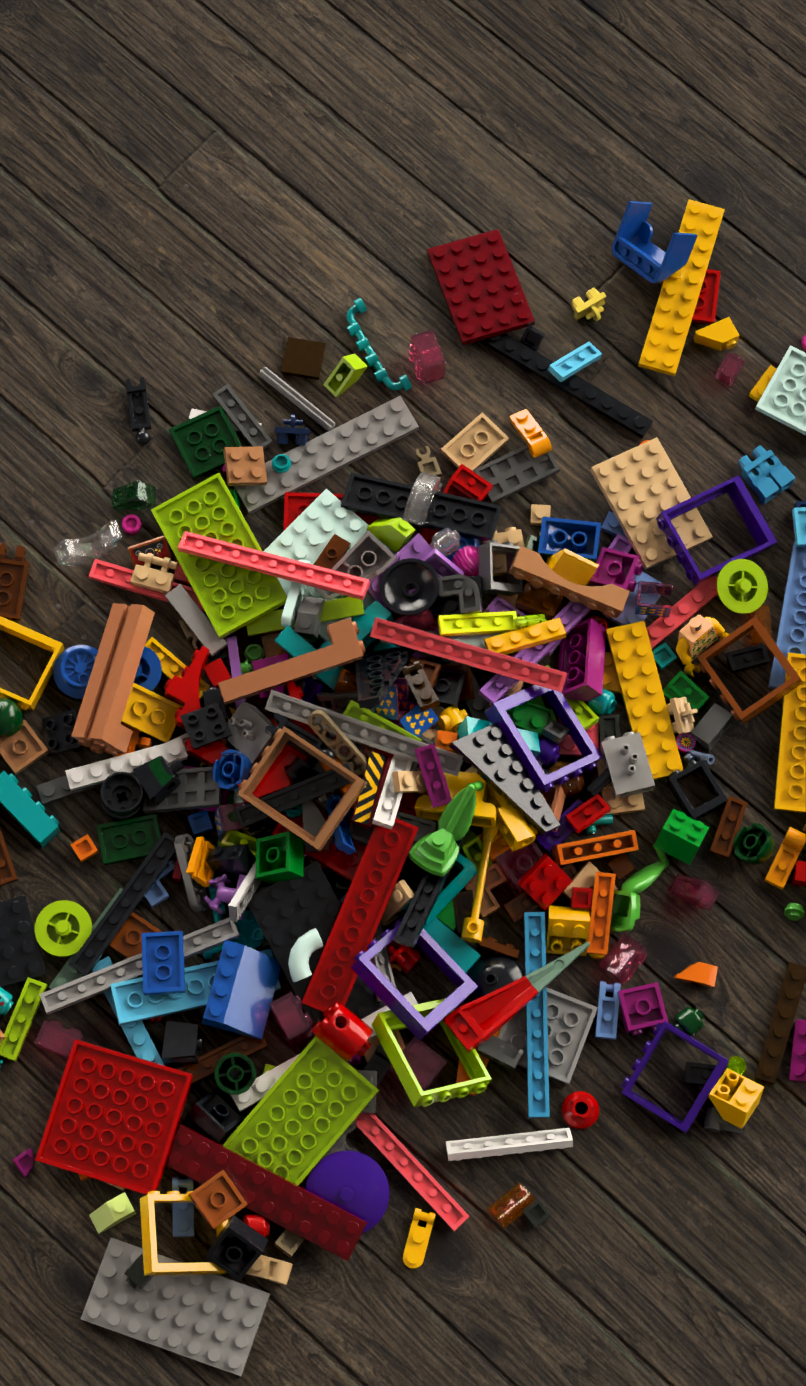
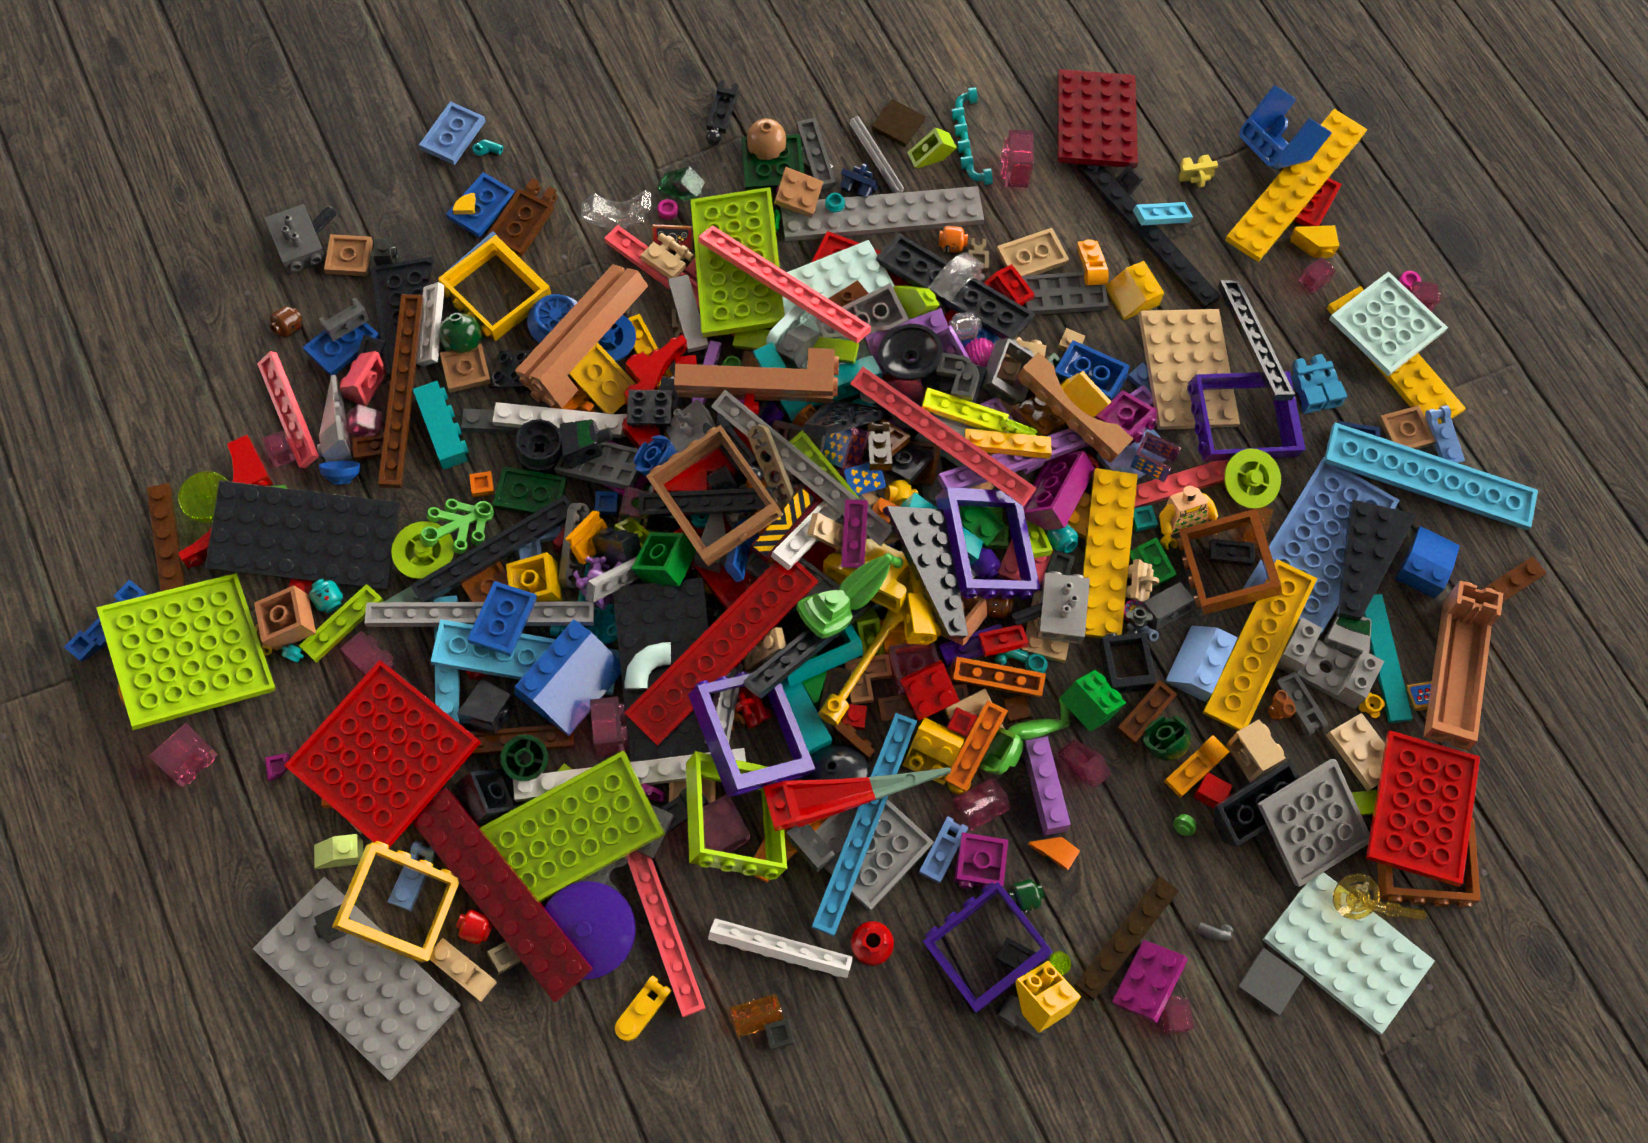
camera: 20 degrees right, 5 degrees down
(83, 891) = (458, 522): none -> bright green plant
(171, 914) = (536, 575): none -> yellow slope
(193, 424) = (766, 139): none -> medium nougat cylinder
(217, 1199) = (445, 879): dark orange plate -> none
(236, 1248) = (442, 938): black slope -> none
(343, 1032) = (655, 764): red cylinder -> none
(398, 457) = (952, 239): none -> orange head
(491, 926) = (855, 716): none -> red plate
(555, 731) = (1002, 547): dark grey plate -> none
(577, 446) = (1134, 290): none -> yellow slope
(622, 822) = (1036, 663): none -> teal plate
(670, 924) = (1045, 786): none -> medium lavender brick
(692, 752) = (1139, 617): none -> pearl dark grey plate
(699, 456) = (1256, 340): none -> plate
(756, 765) = (1201, 661): none -> light blue slope

